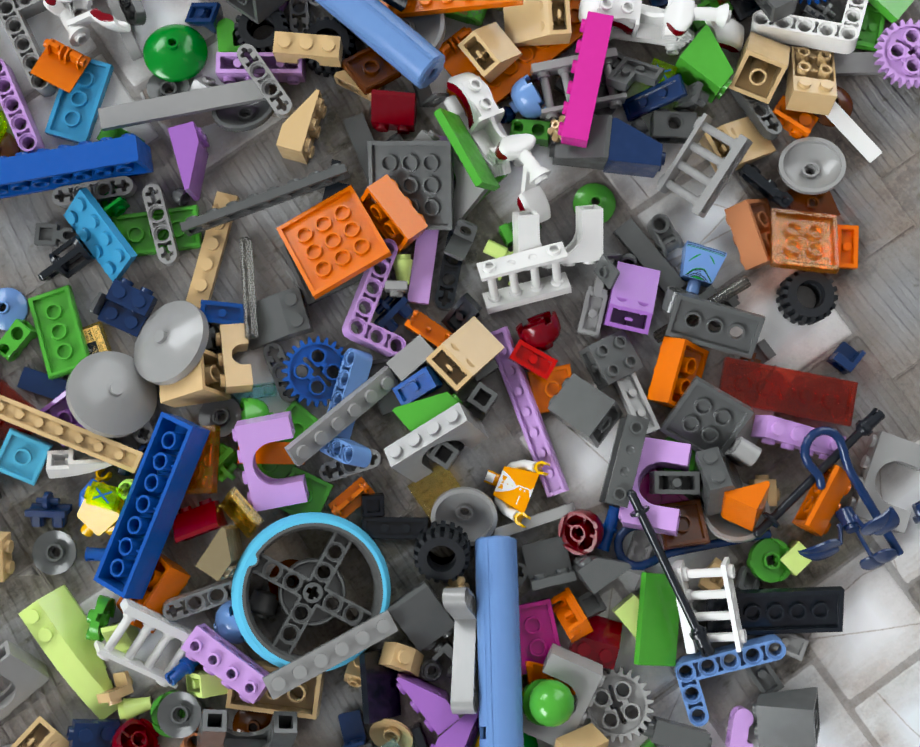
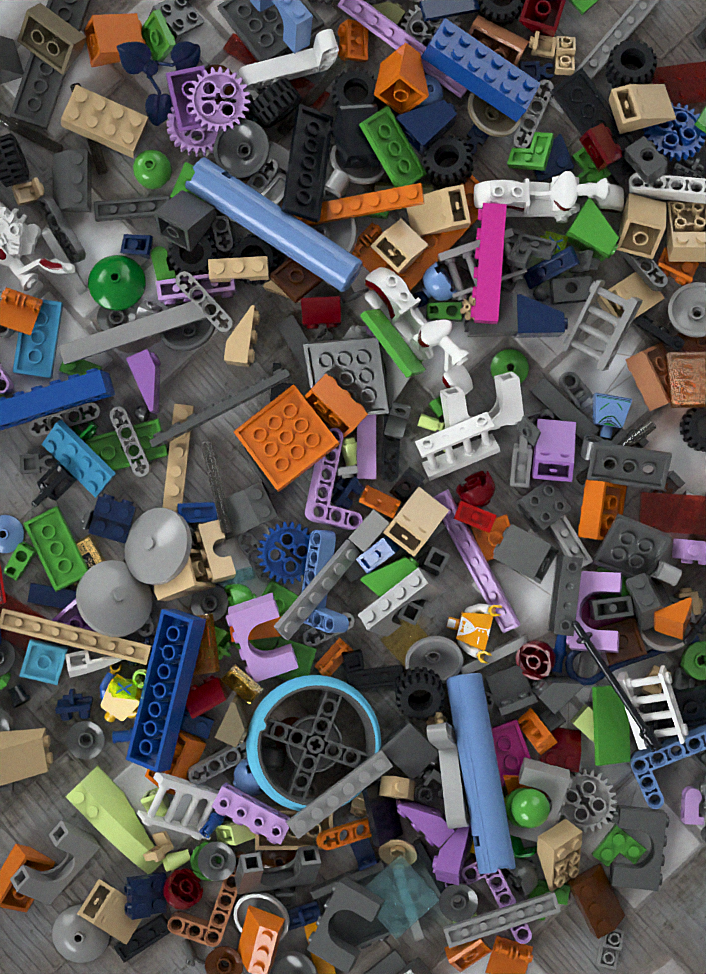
camera: 10 degrees left, 5 degrees up
(100, 617) = (135, 790): bright green plate -> none
(182, 552) = (198, 726): none -> blue plate
(340, 704) = (351, 837): none -> orange beam

